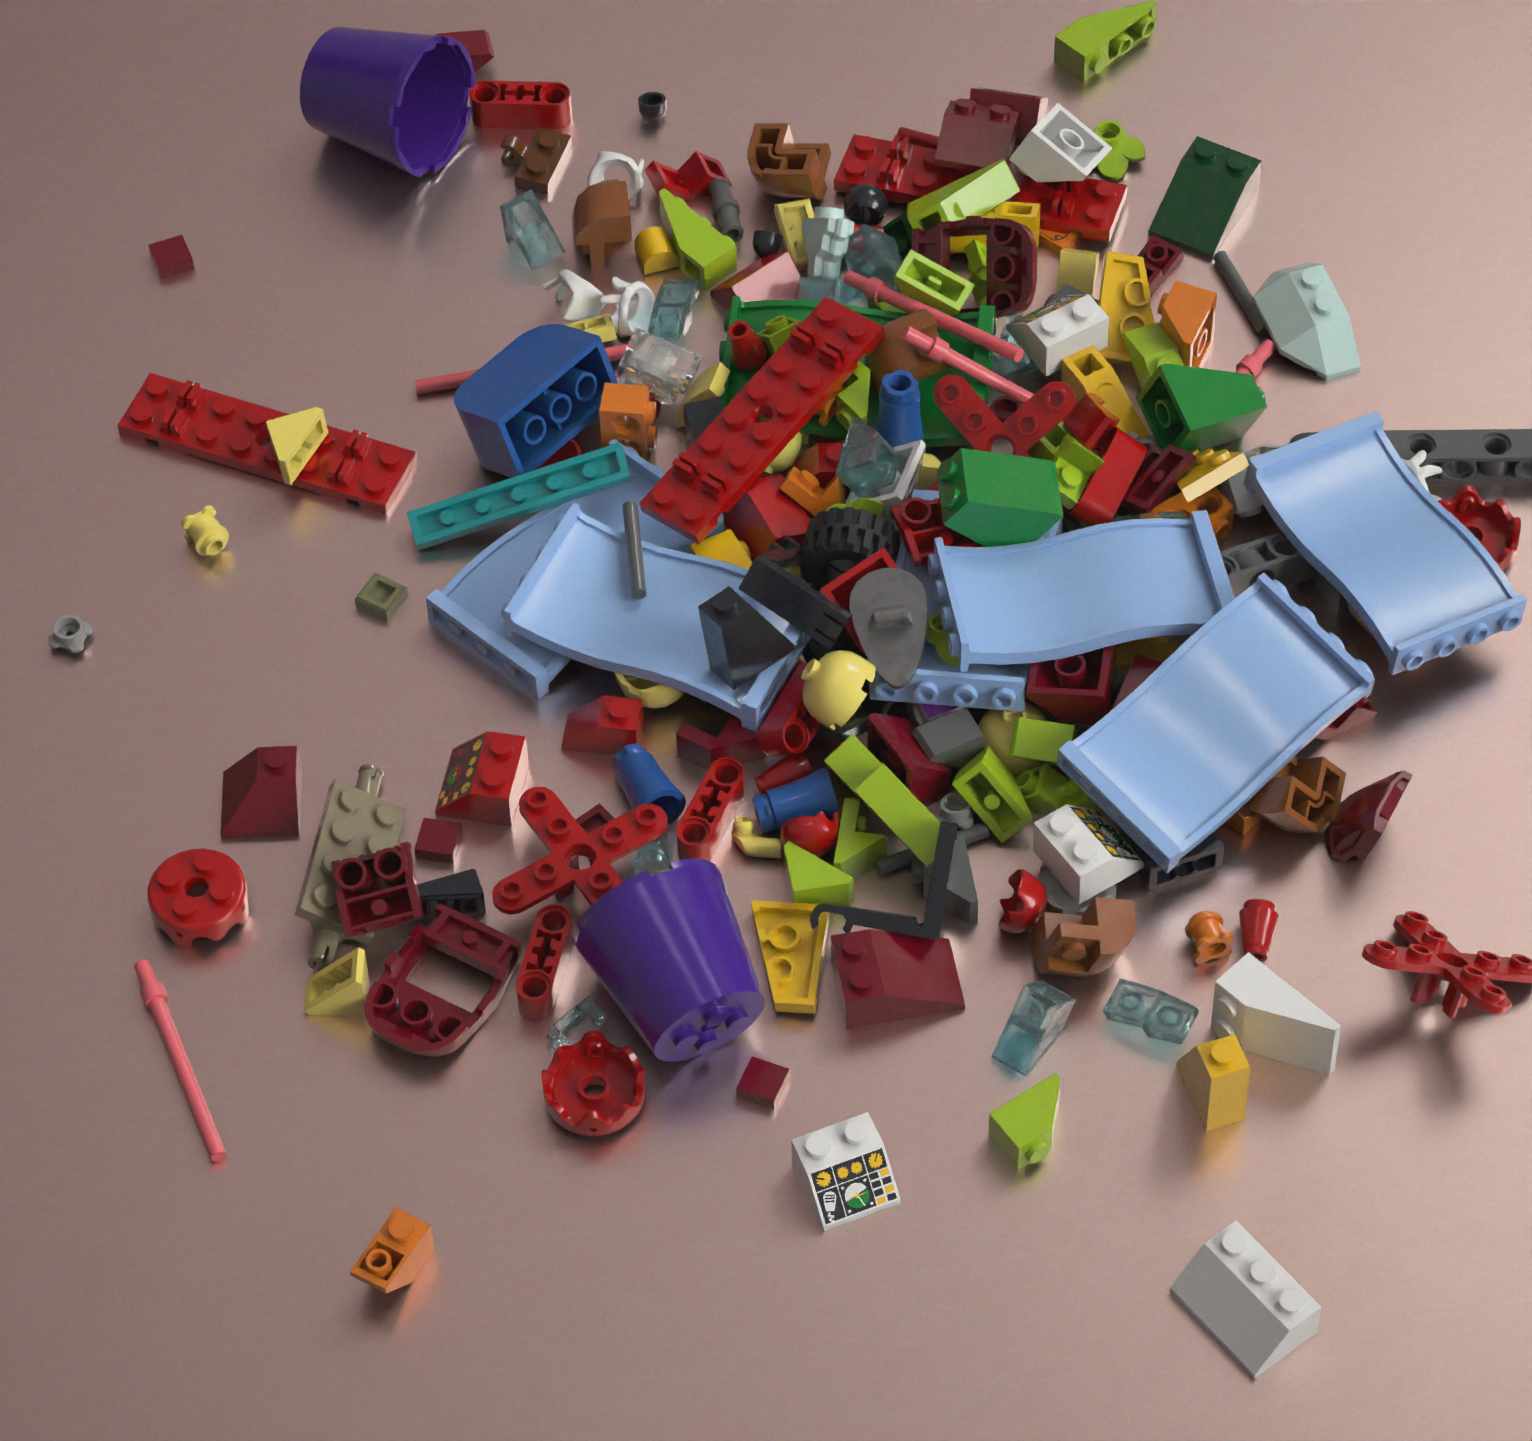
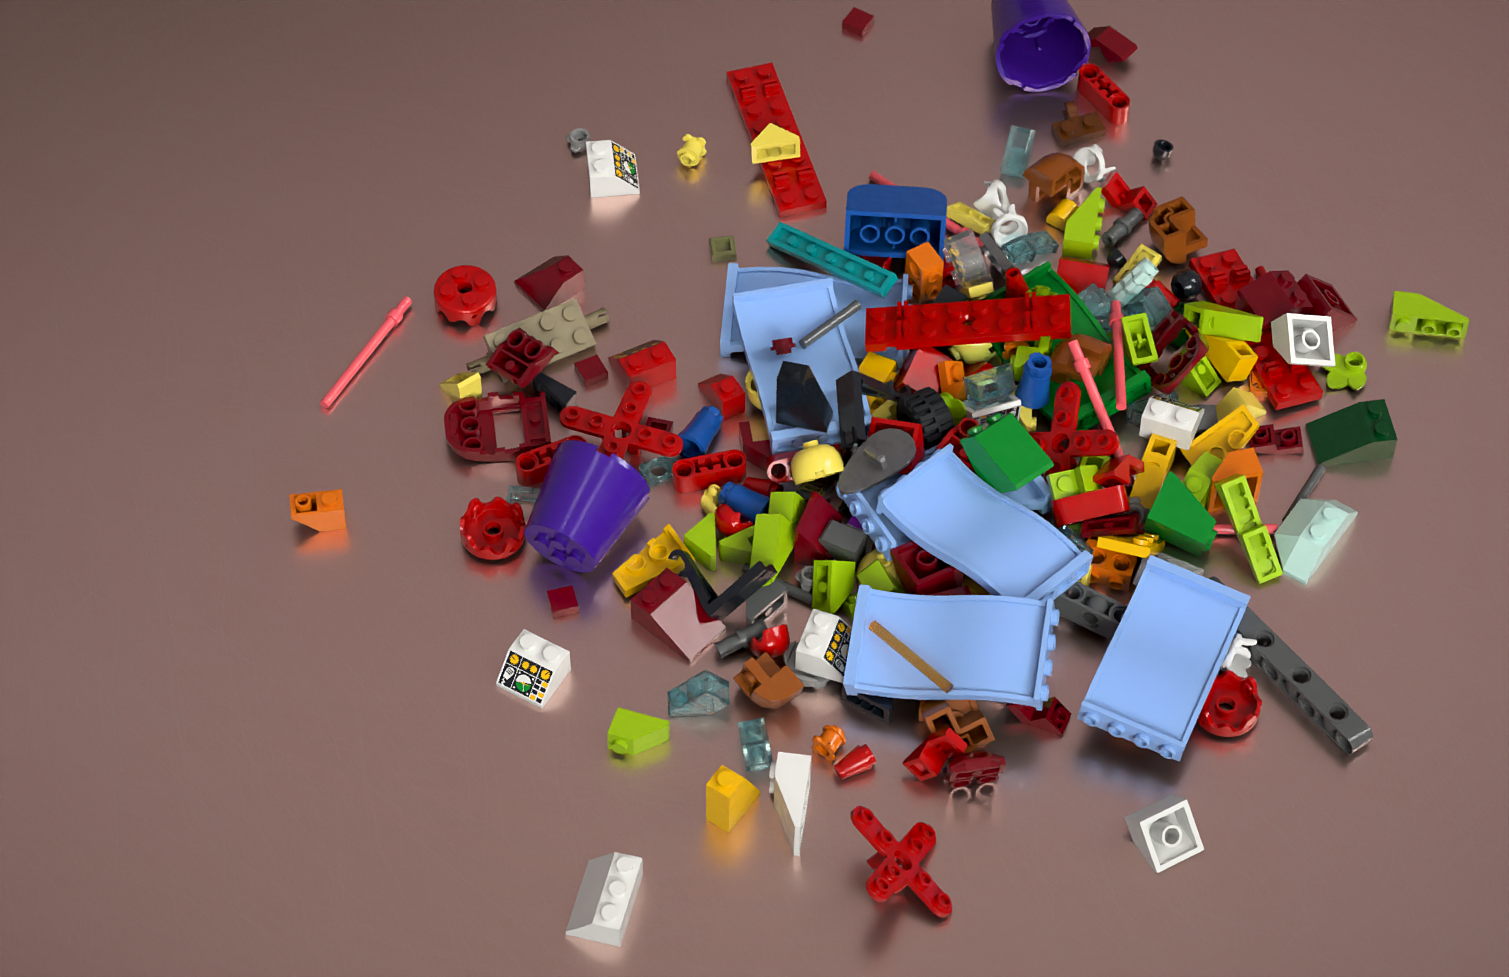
camera: 50 degrees right, 0 degrees up
(150, 633) = (611, 169): none -> white slope
(627, 611) = (782, 346): none -> dark red plate
(694, 338) = (995, 254): none -> flat silver plate
(986, 930) = (740, 638): none -> dark grey pin
(1198, 766) = (911, 657): none -> clear orange bar
(1275, 364) = (1248, 527): none -> lime slope
(1319, 851) = (932, 753): none -> red slope

